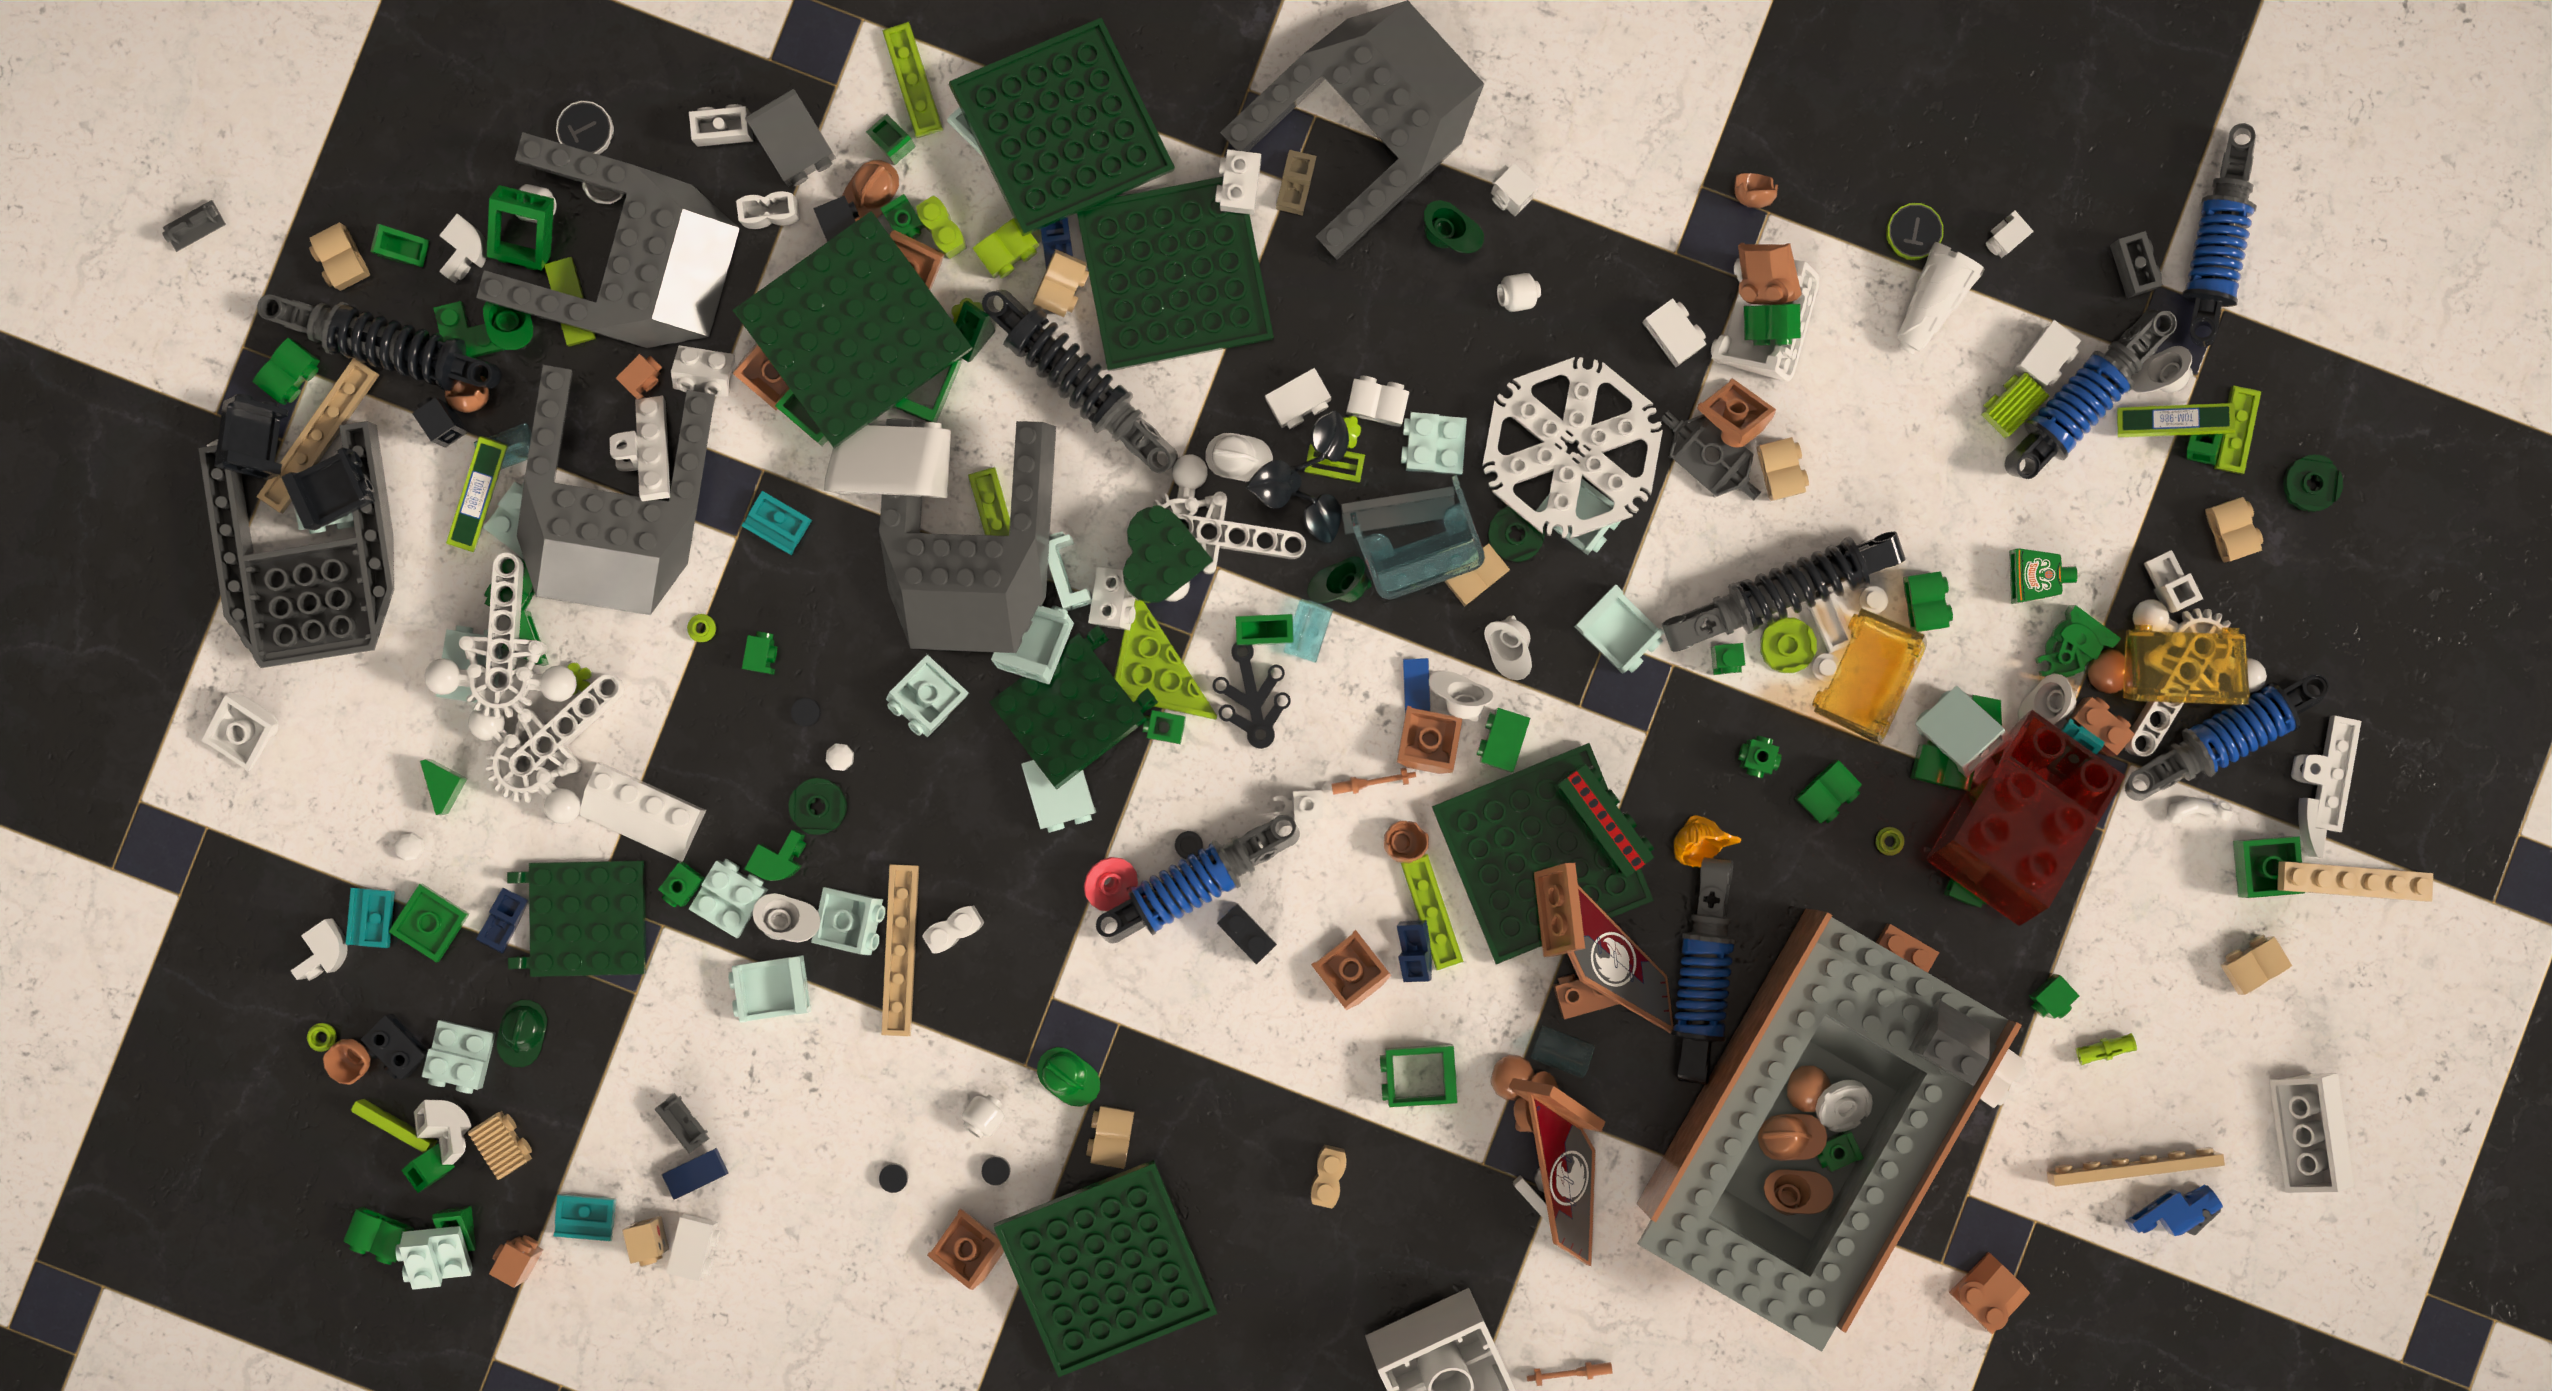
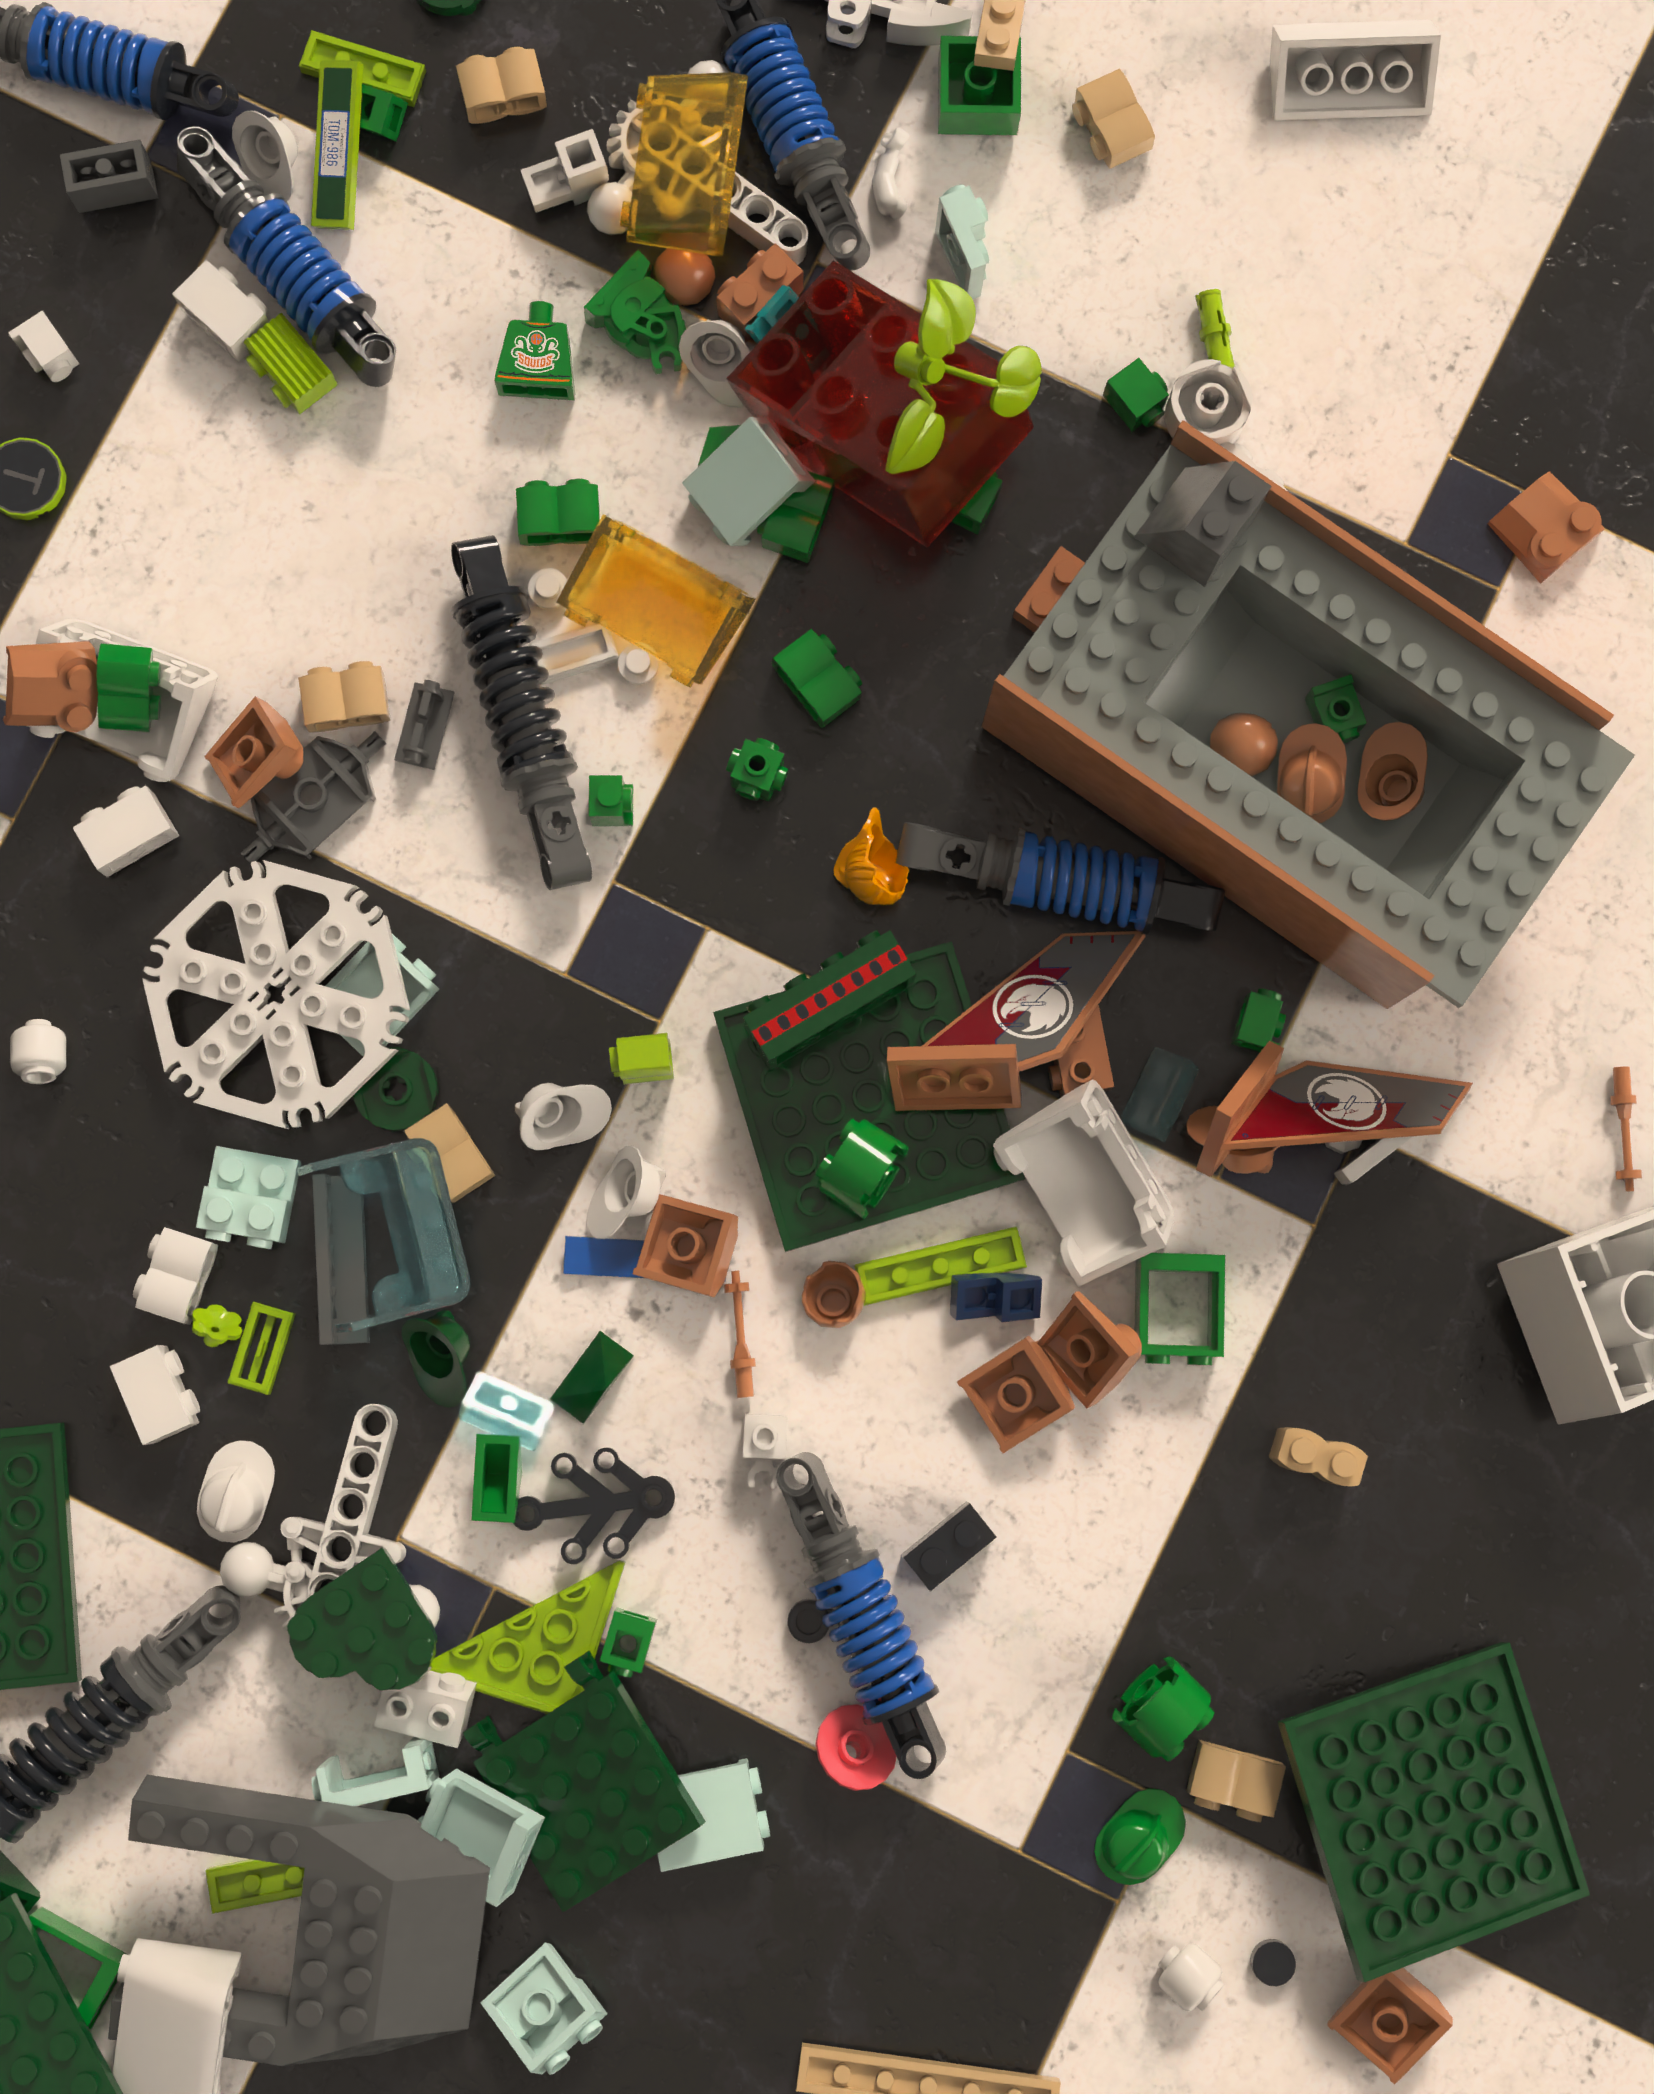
camera: 90 degrees left, 5 degrees down
(958, 925) = (909, 2008): white brick -> none
(1154, 1085) = (1164, 1709): none -> green brick
(1278, 482) = (275, 1441): black plant -> none
(1336, 685) = (591, 1377): none -> dark green slope
(1385, 1017) = (1090, 1350): none -> nougat slope
(1493, 853) = (861, 1166): none -> green brick
(1497, 1007) = (1089, 1182): none -> white windscreen
(1503, 740) = (696, 1136): green brick -> none
(1507, 1069) = (1180, 1173): nougat hair -> none
(1552, 698) = (642, 1058): none -> lime brick
(1619, 630) = (554, 952): light aqua panel -> none
(1619, 1115) = (1259, 1020): none -> green brick
(1768, 525) = (424, 725): none -> dark grey hinge
(1788, 645) = (601, 715): lime tile -> none
(1844, 1105) = (1272, 695): white tile -> none
(1898, 841) = (900, 589): lime plate -> none
(1937, 293) = (113, 452): white cone -> none
(2063, 1055) = (1217, 388): none -> white brick
(2069, 858) = (948, 321): none -> lime plant
(2147, 1165) = (1385, 325): tan plate -> none
(2158, 864) = (961, 232): none -> light aqua plate
(2178, 1213) = (1450, 259): blue plate -> none

